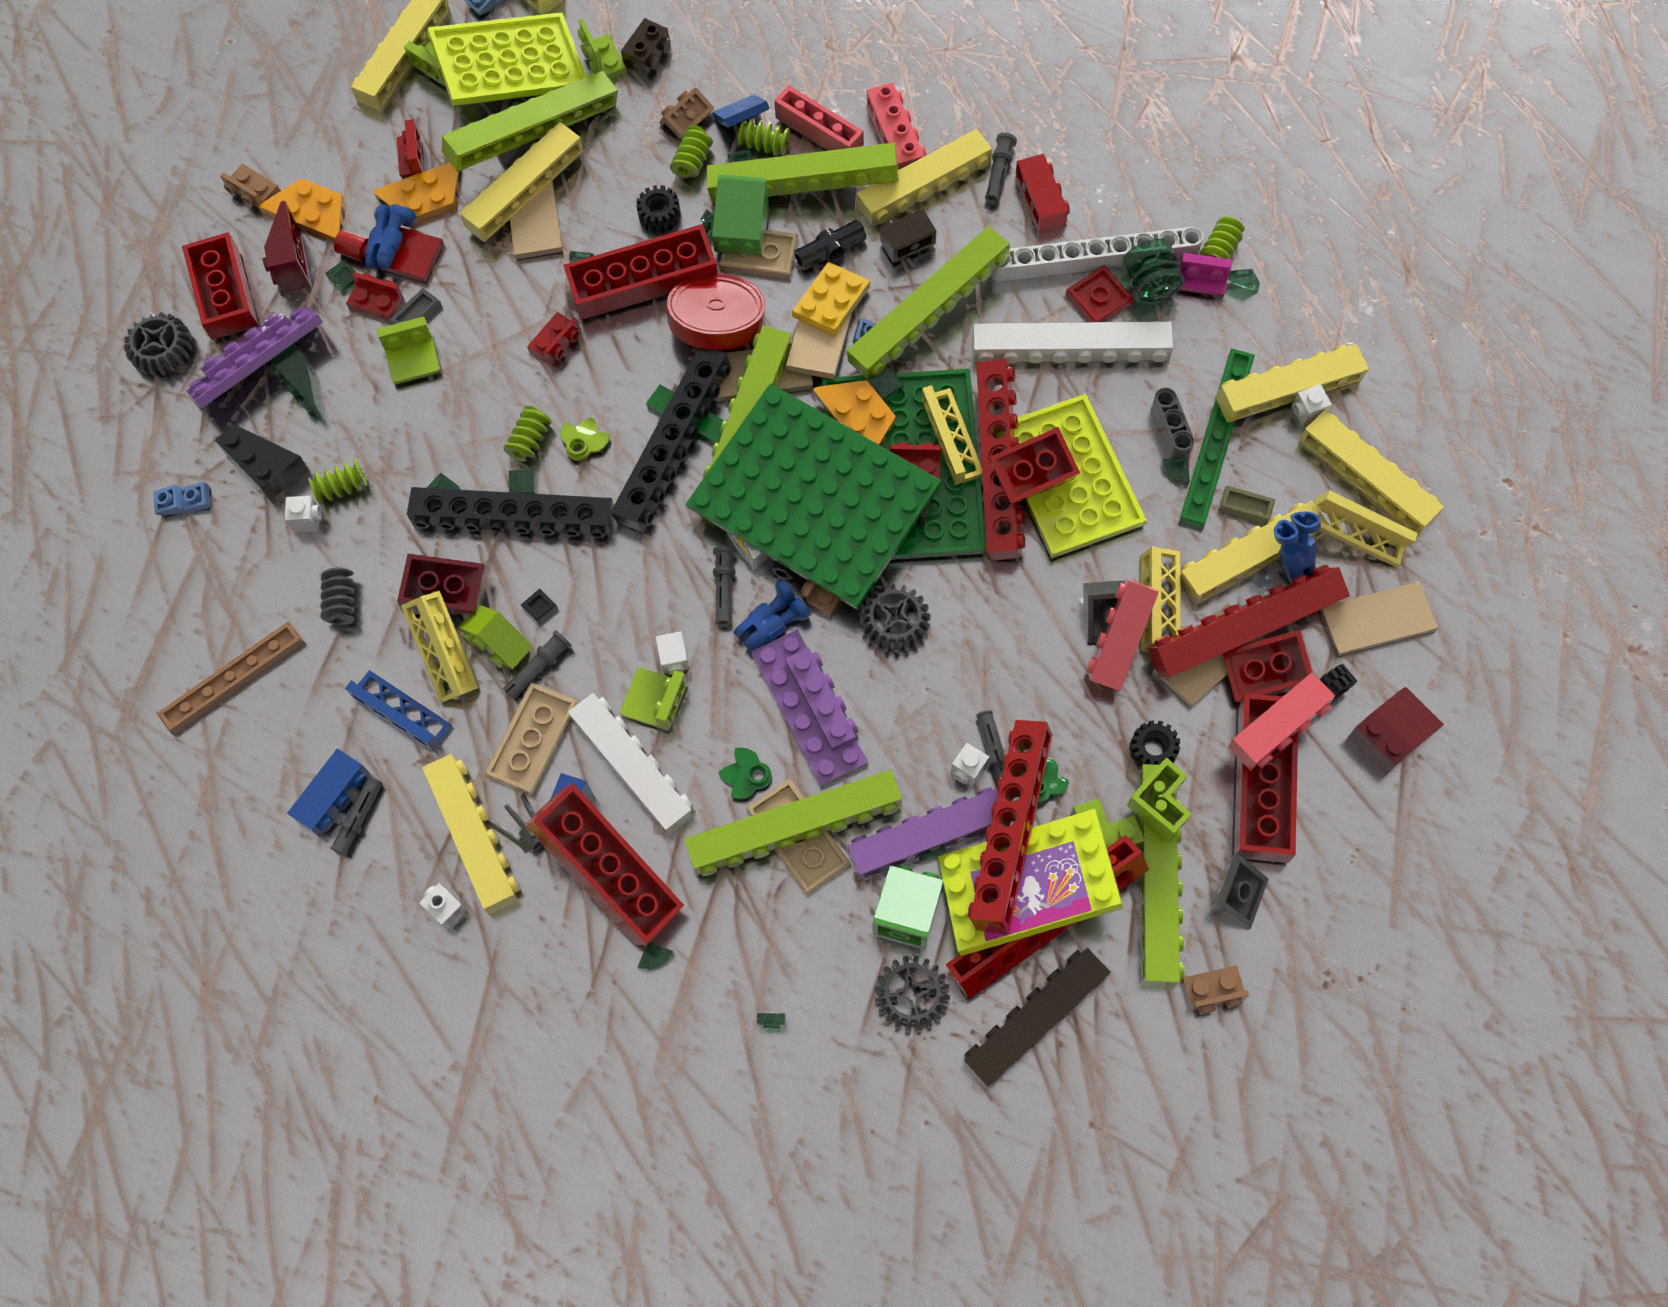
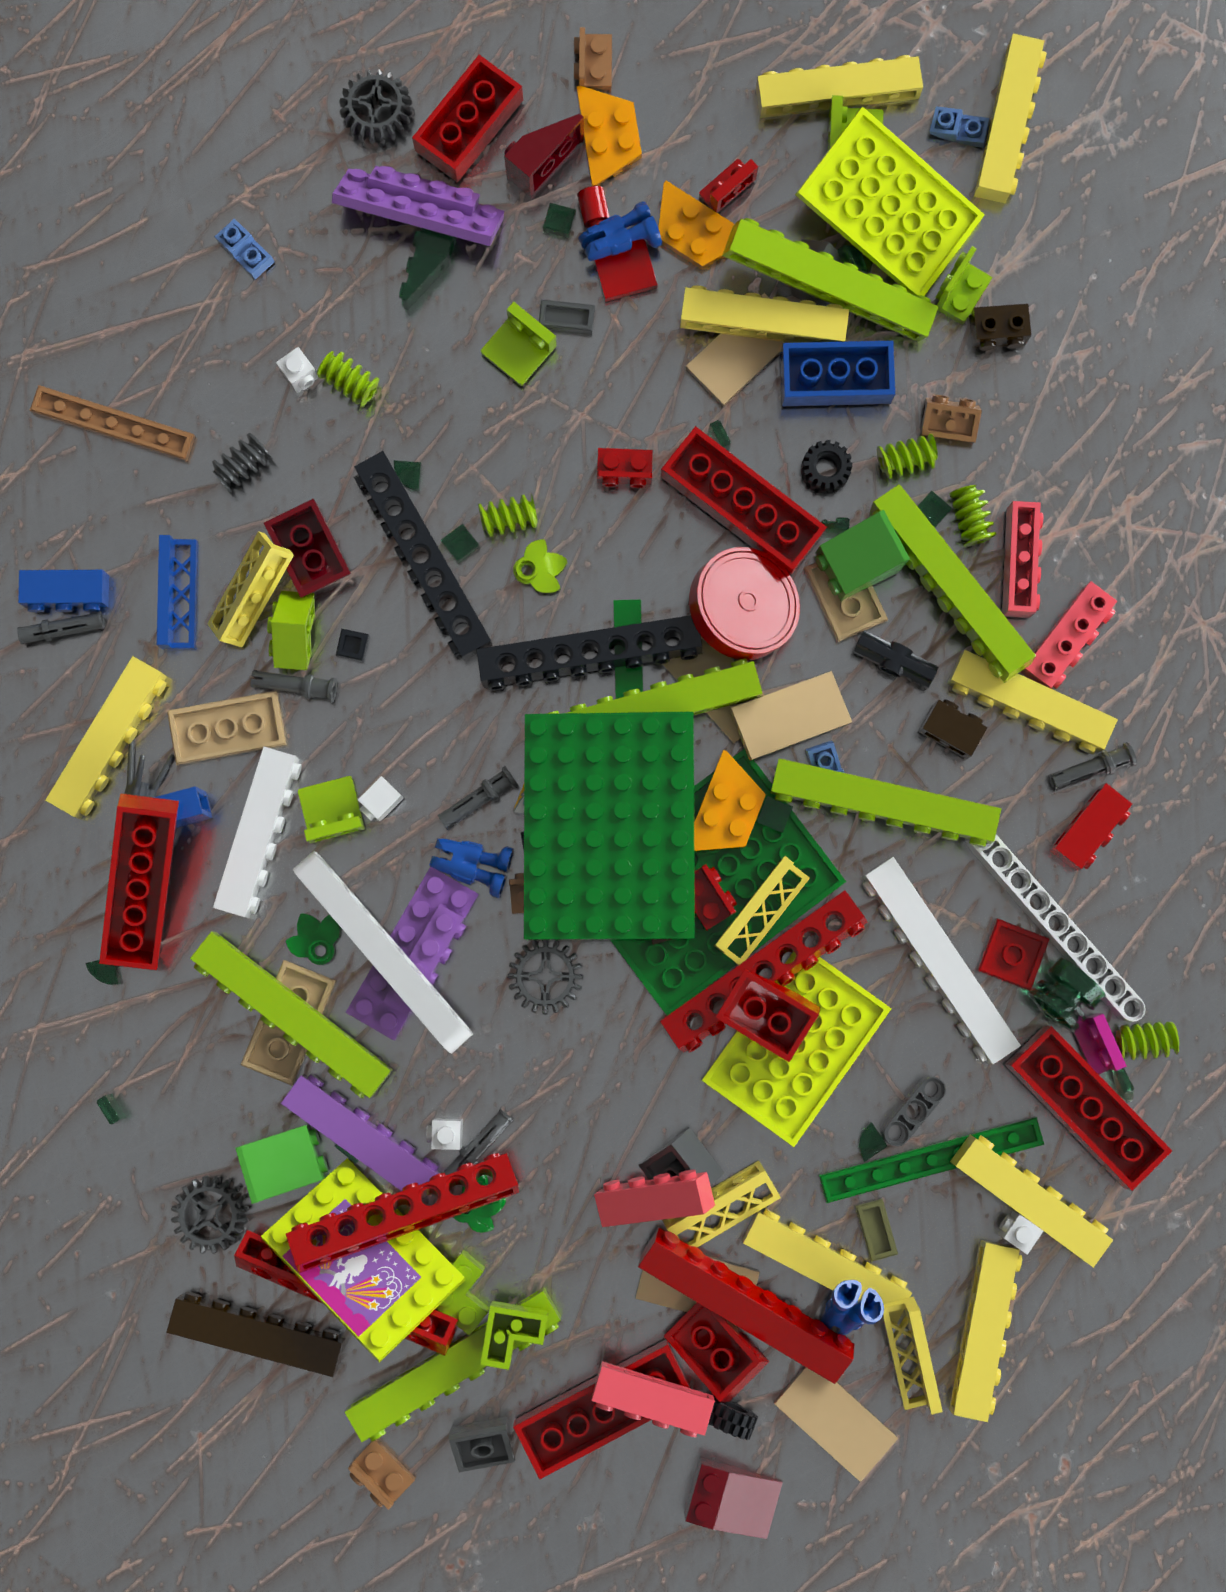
camera: 50 degrees right, 15 degrees up
(262, 461) = (321, 294): black wedge -> none
(374, 296) = (554, 268): red bracket -> none
(442, 906) = (30, 760): white brick -> none
(598, 160) = (837, 373): none -> blue brick
(740, 110) = (985, 472): blue tile -> none
(792, 718) = (383, 952): none -> white beam
(831, 298) = (834, 701): yellow plate -> none
(1158, 731) = (568, 1305): black tyre -> none
(1246, 306) = (1088, 1107): none -> red brick

